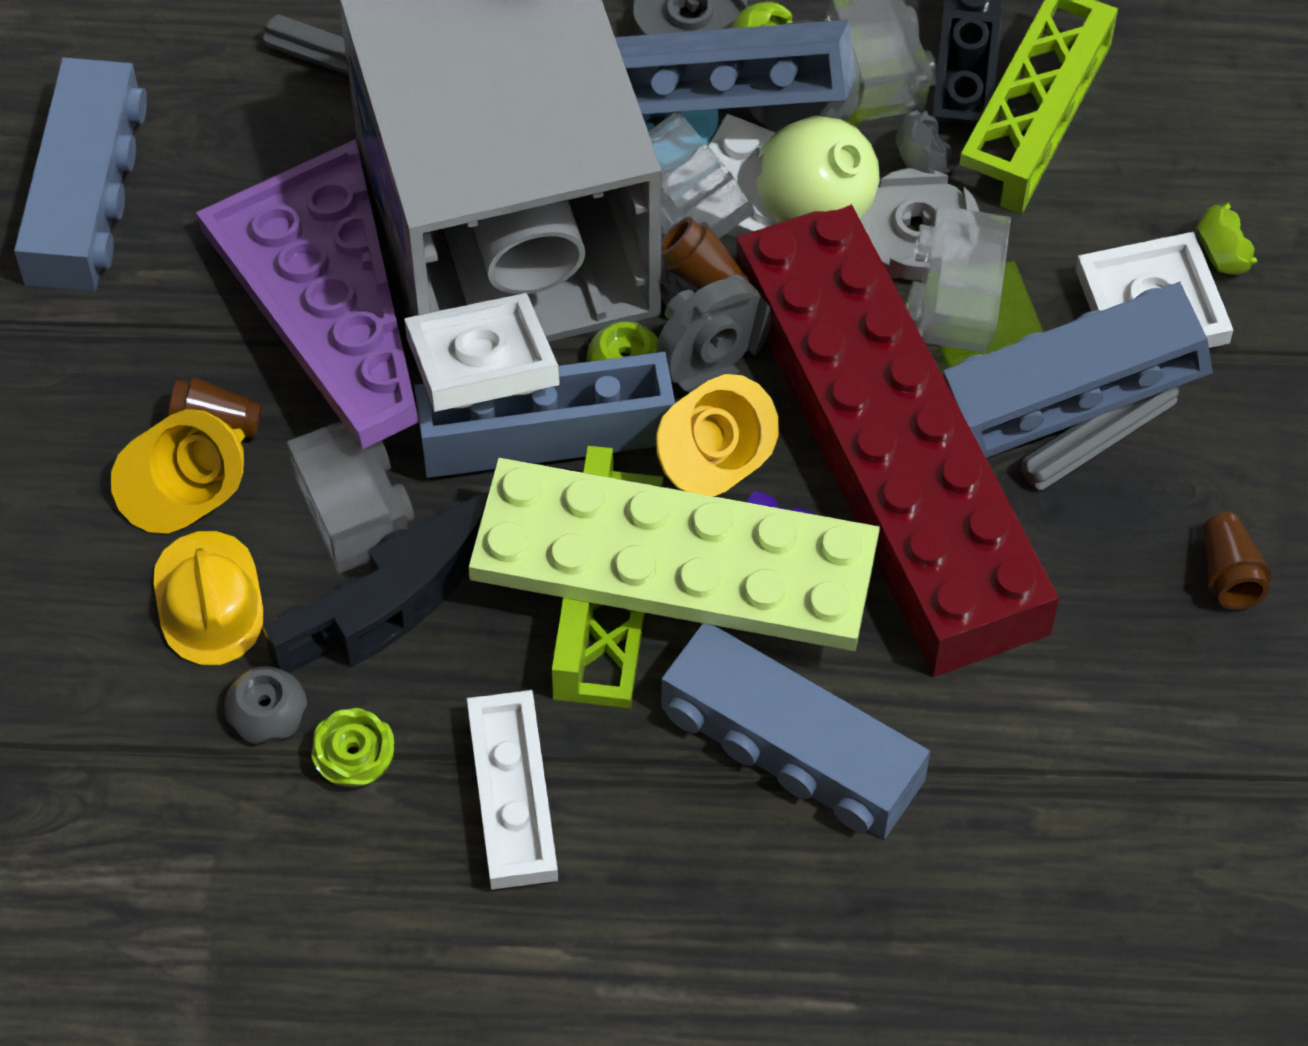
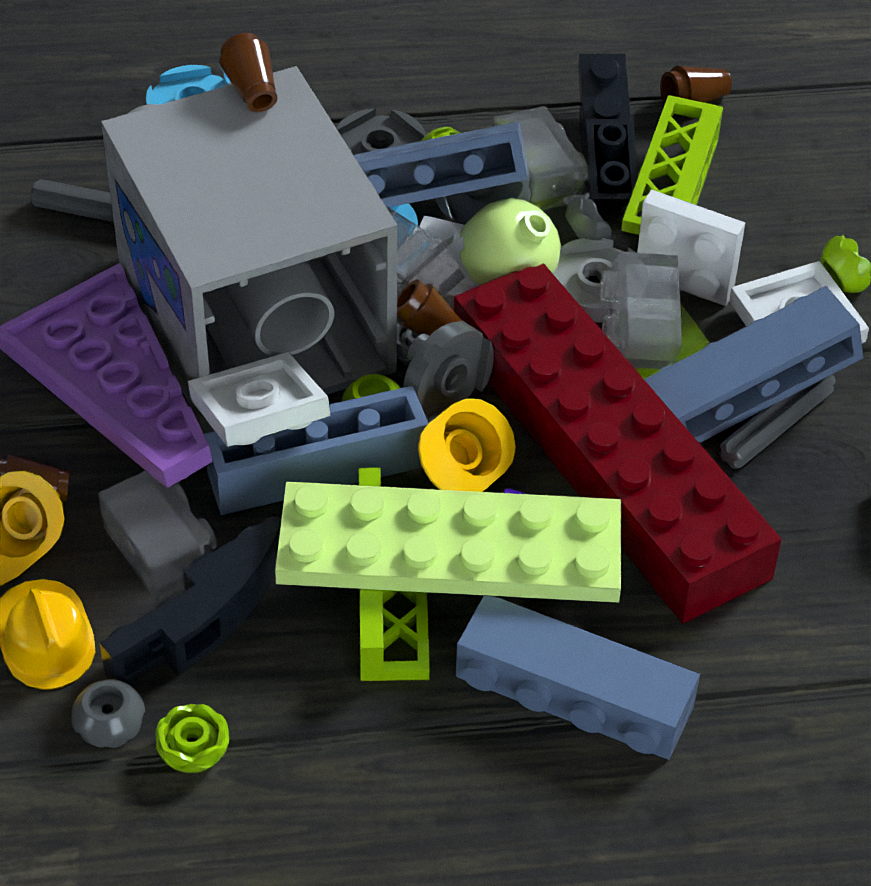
camera: 10 degrees left, 10 degrees down
(512, 790) = (340, 756): white plate -> none
(1046, 201) = (703, 240): none -> white plate

